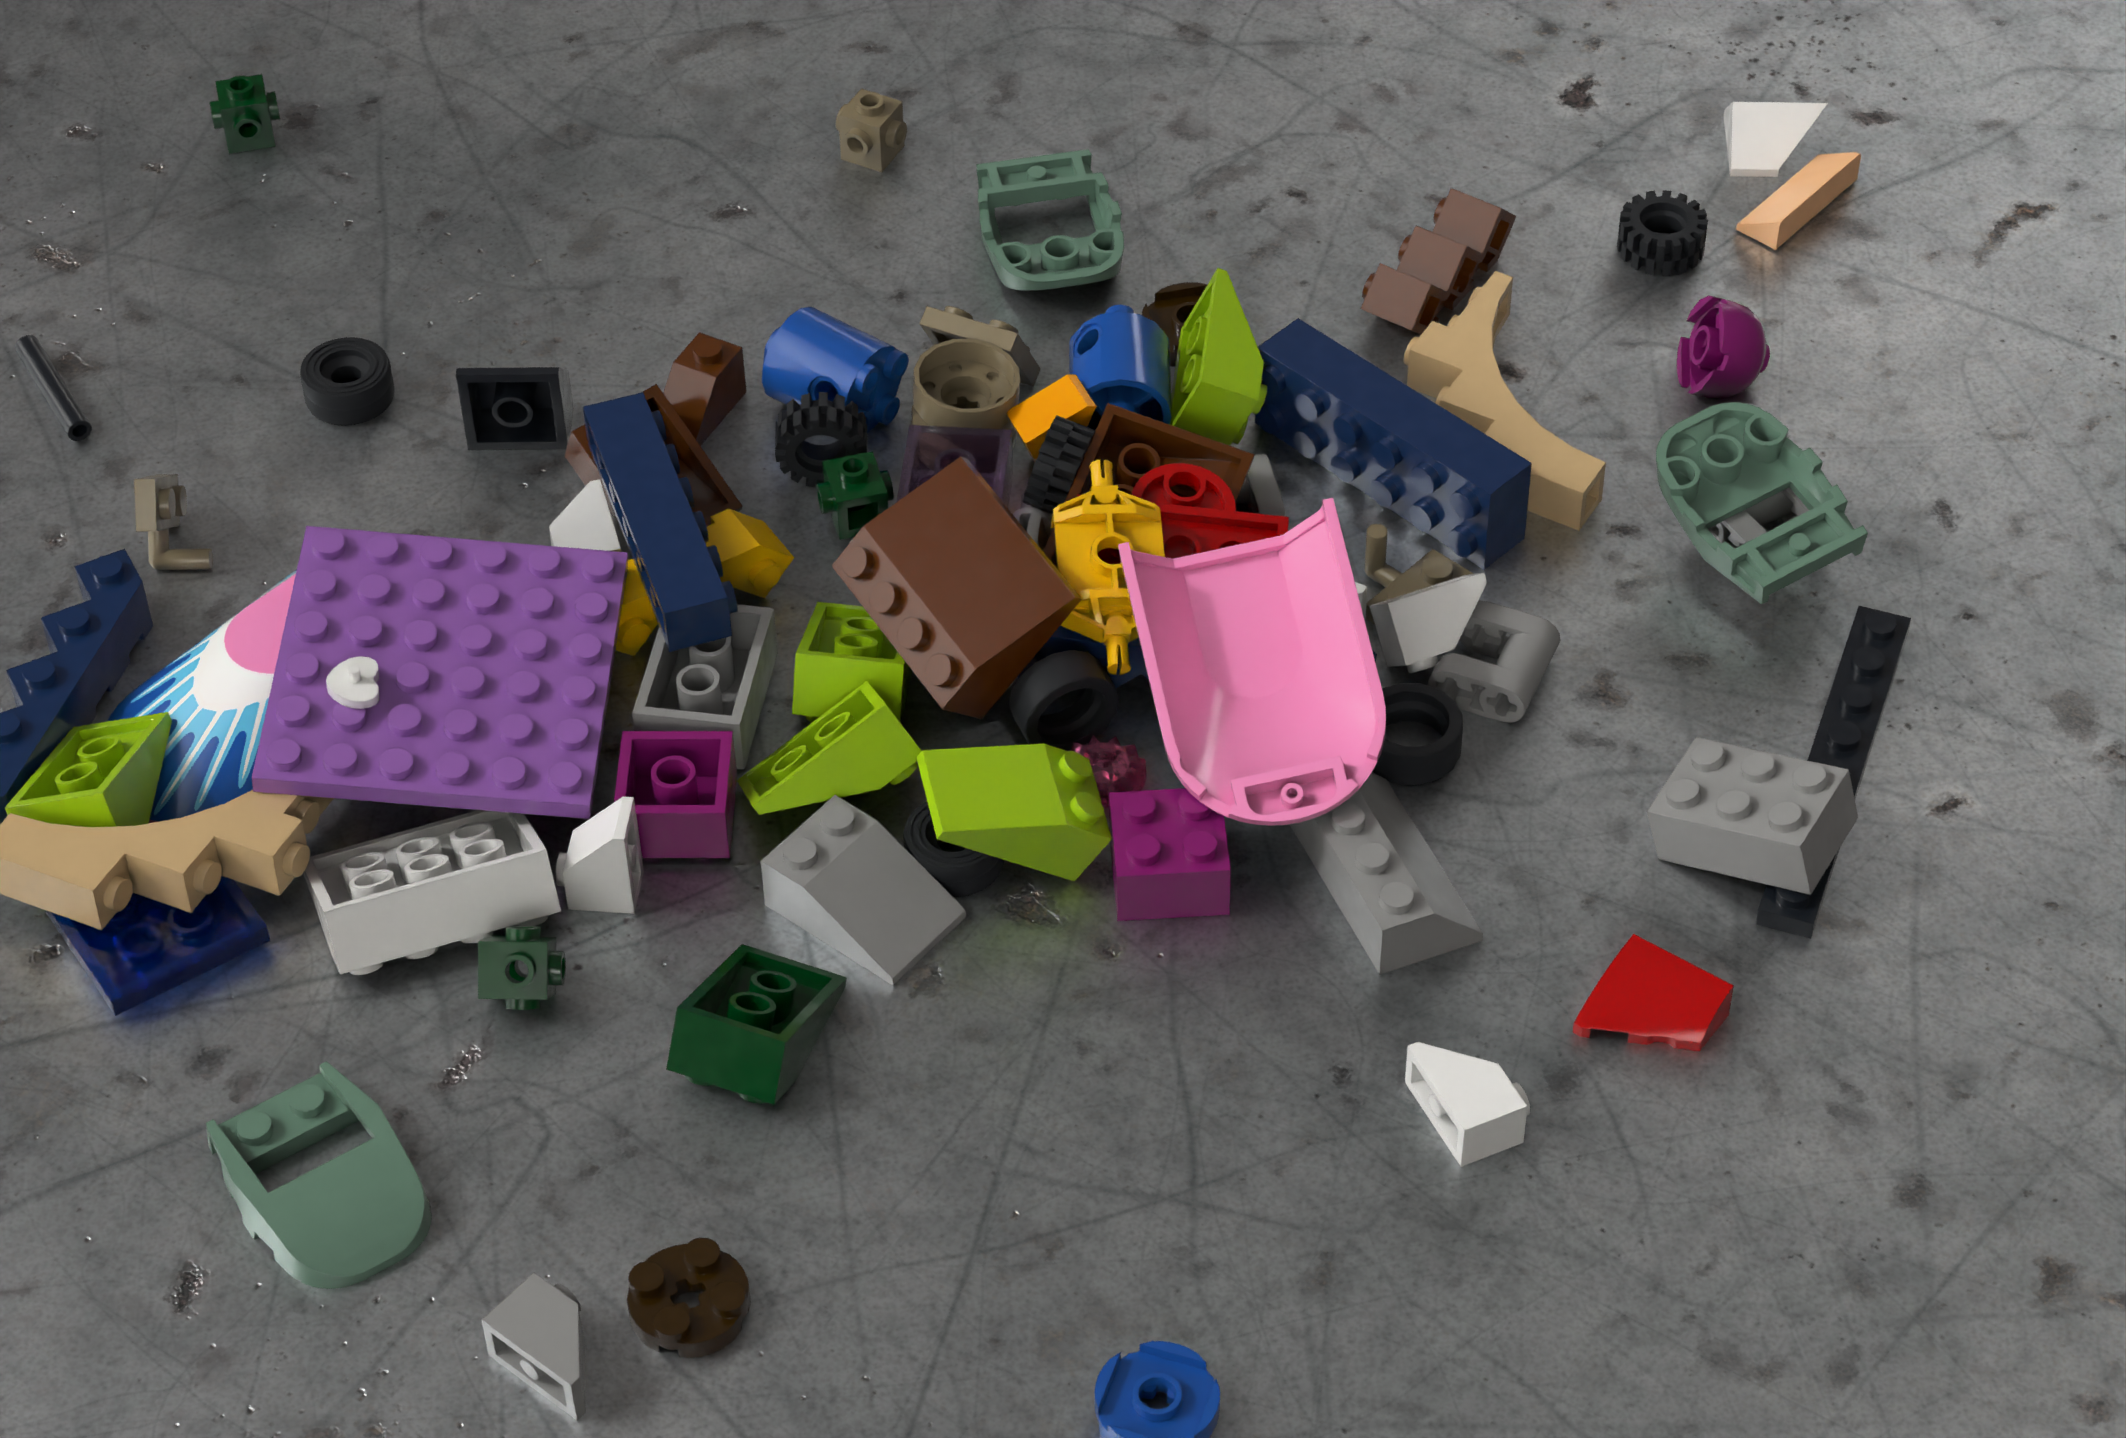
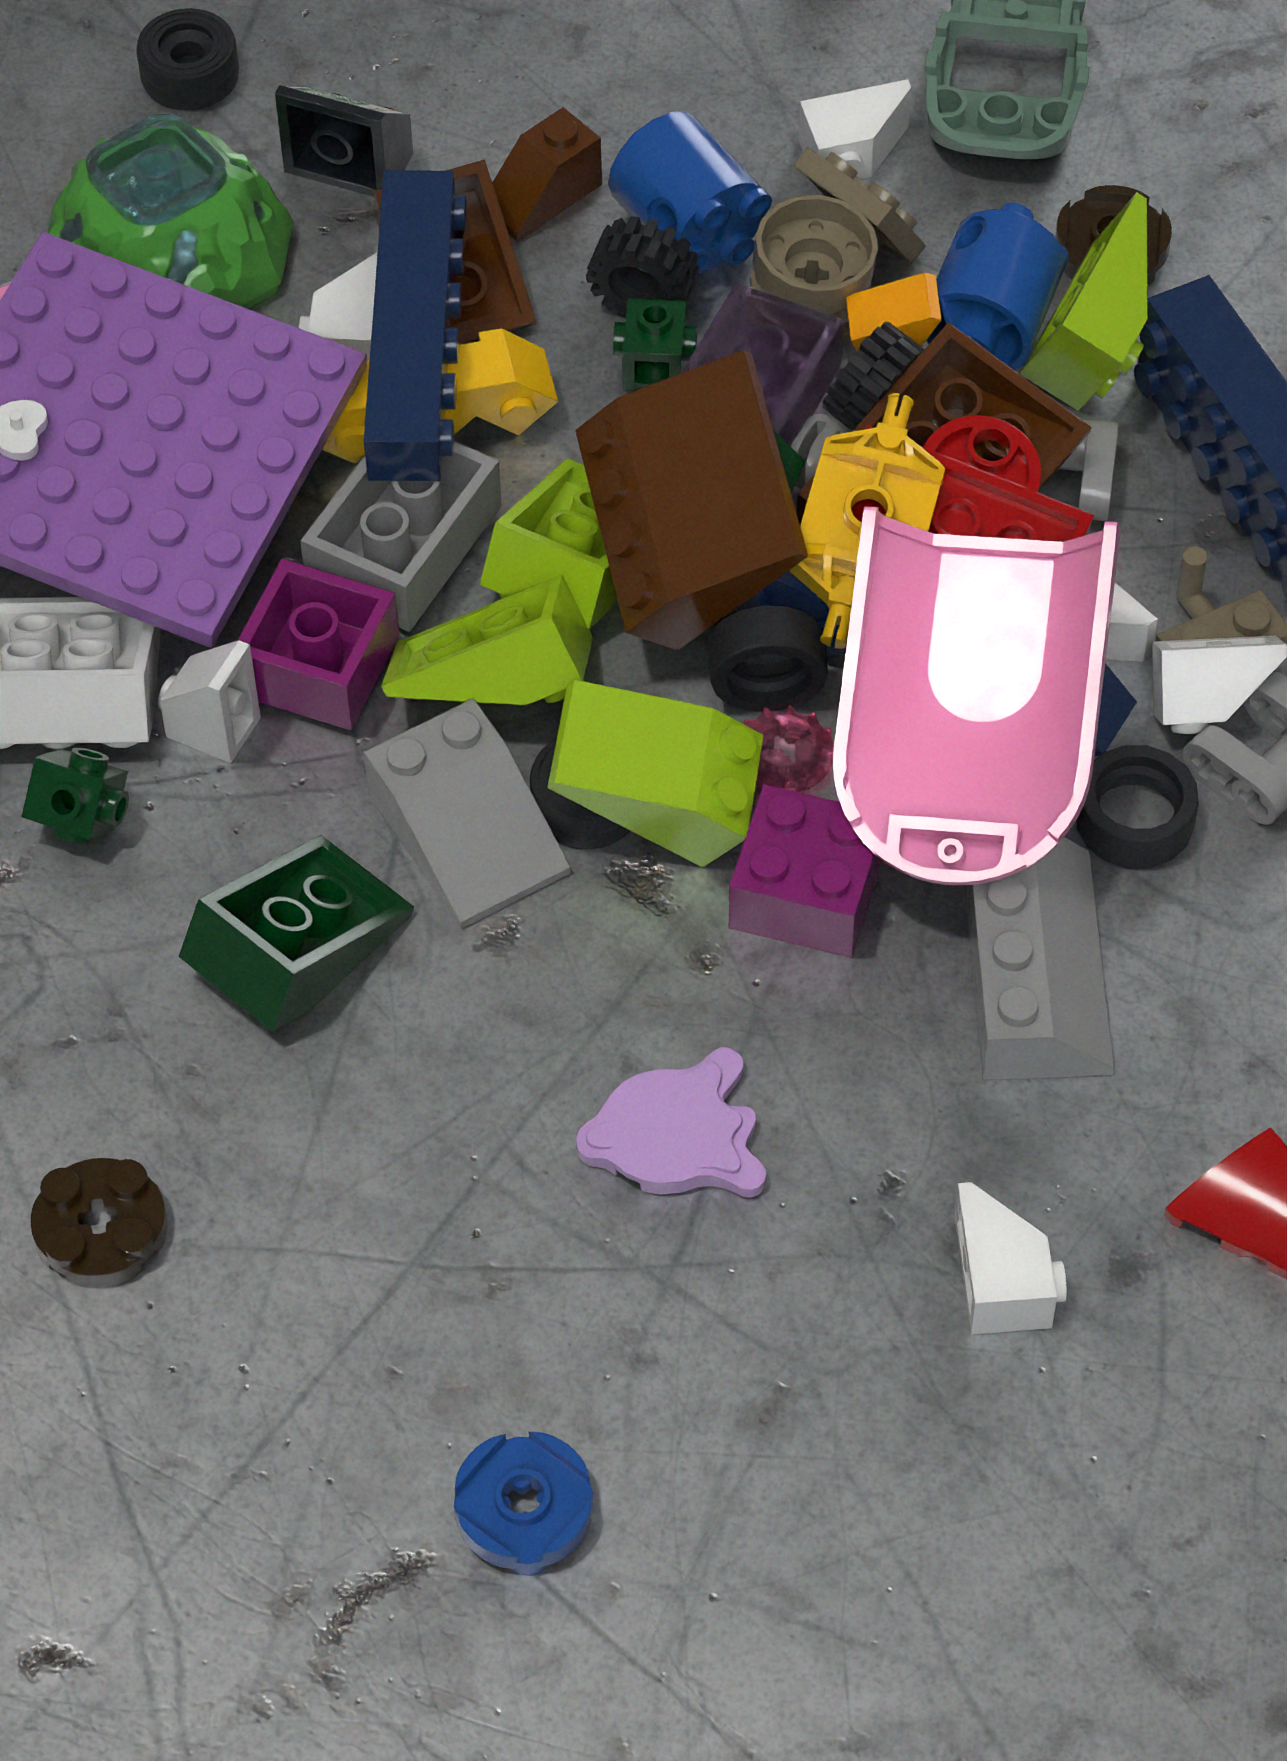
camera: 20 degrees right, 10 degrees up
(393, 479) = (178, 209): none -> rock
(948, 282) = (857, 124): none -> white slope
(1150, 1084) = (677, 1130): none -> lavender tile

